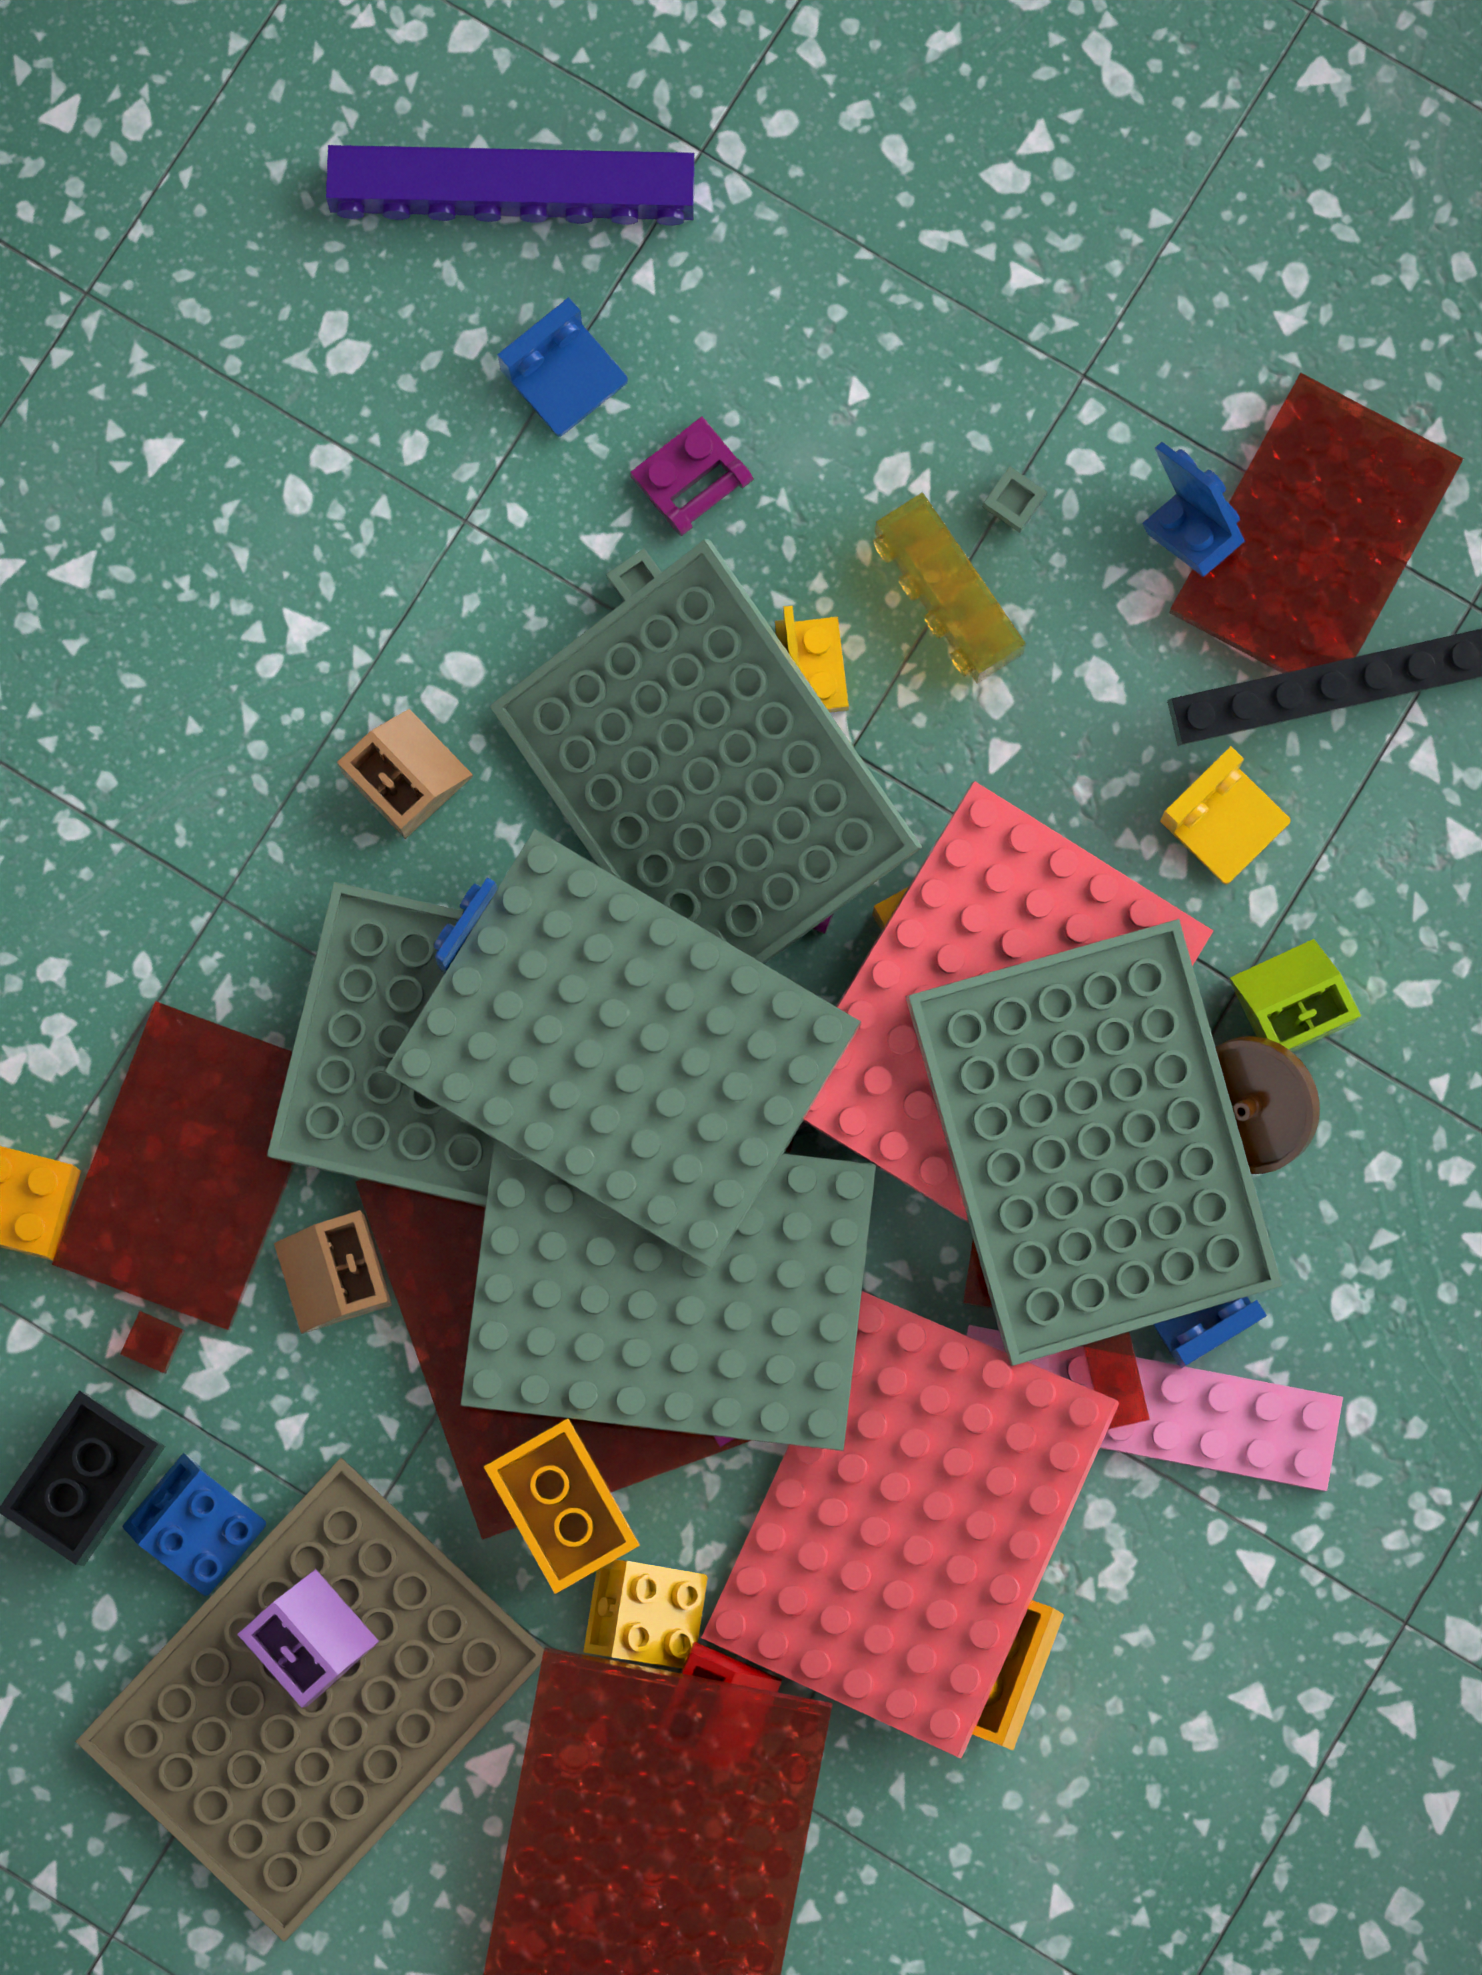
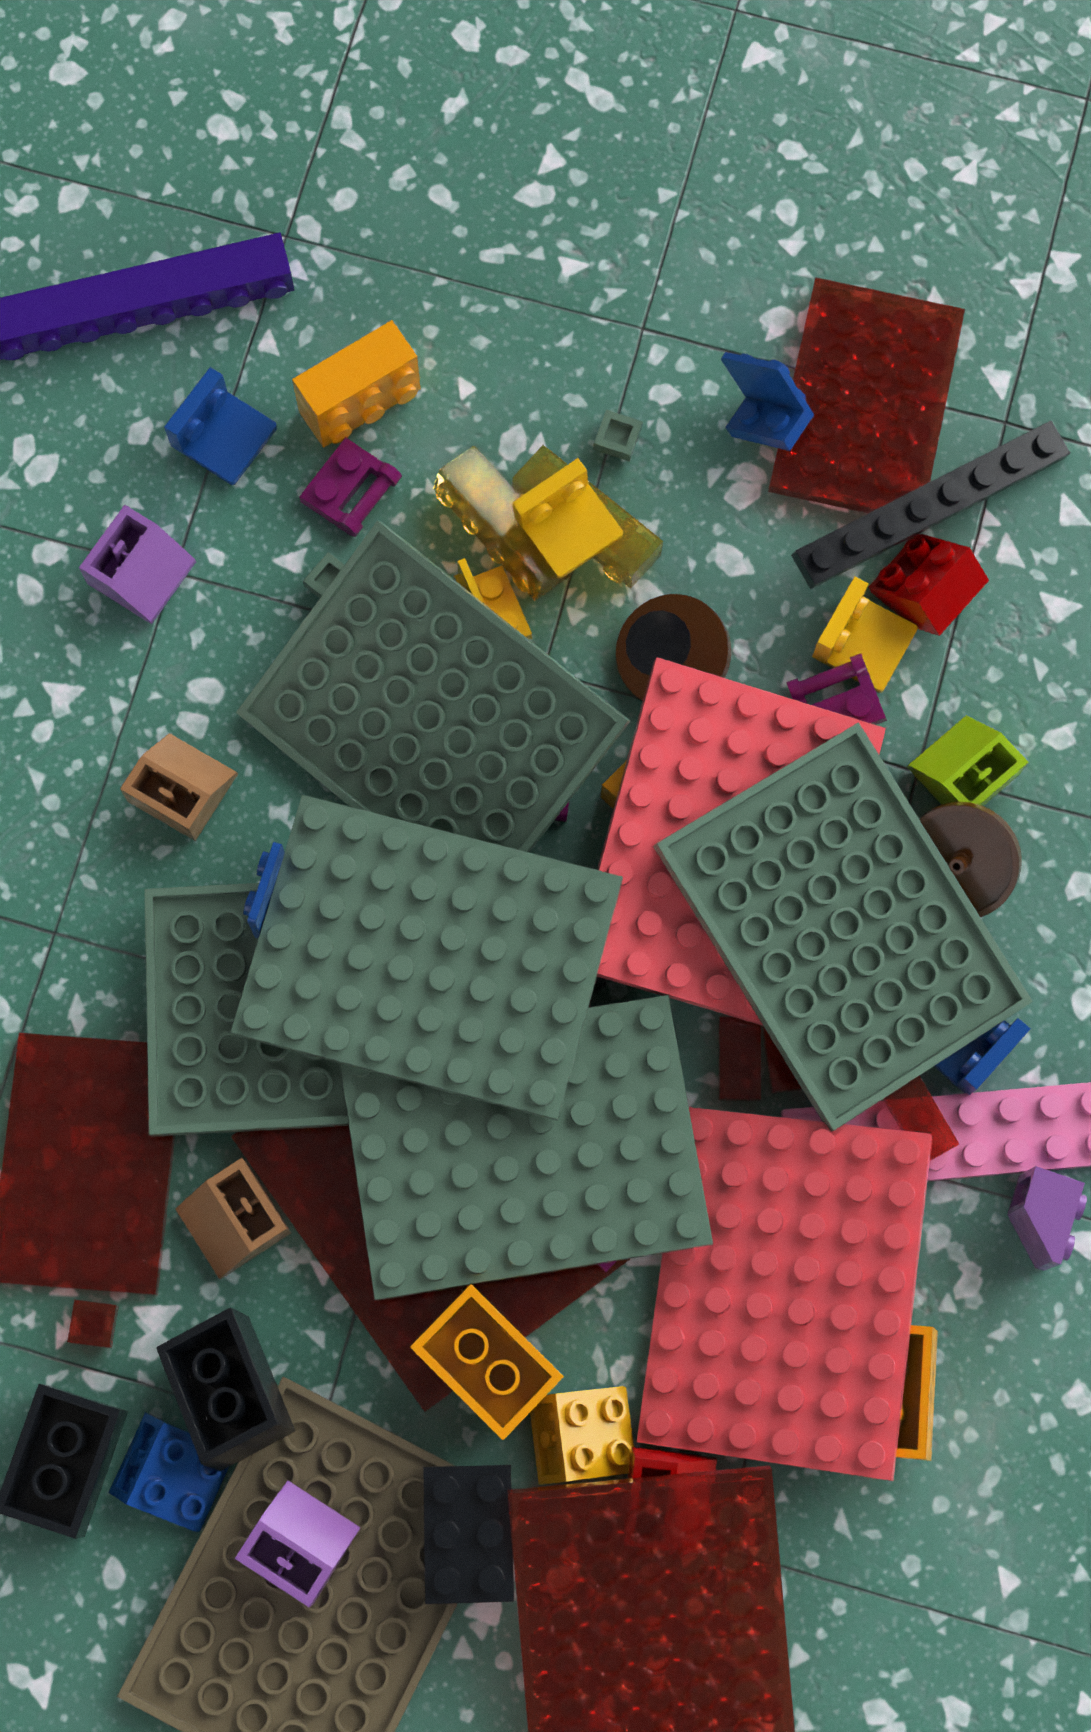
camera: 20 degrees left, 5 degrees down
(275, 1453) = (225, 1389): none -> black brick
(425, 504) = (137, 564): none -> medium lavender slope
(490, 1681) = (468, 1534): none -> black brick
(732, 361) = (357, 384): none -> light orange brick
(852, 570) = (485, 507): none -> clear yellow brick
(922, 592) = (566, 519): none -> yellow bracket
(937, 1257) = (739, 1060): none -> clear red plate
(1007, 754) = (673, 630): none -> reddish brown piece
(1190, 892) = (856, 703): none -> magenta plate
(1218, 1521) = (1044, 1215): none -> medium lavender slope
(1319, 773) = (930, 582): none -> red slope

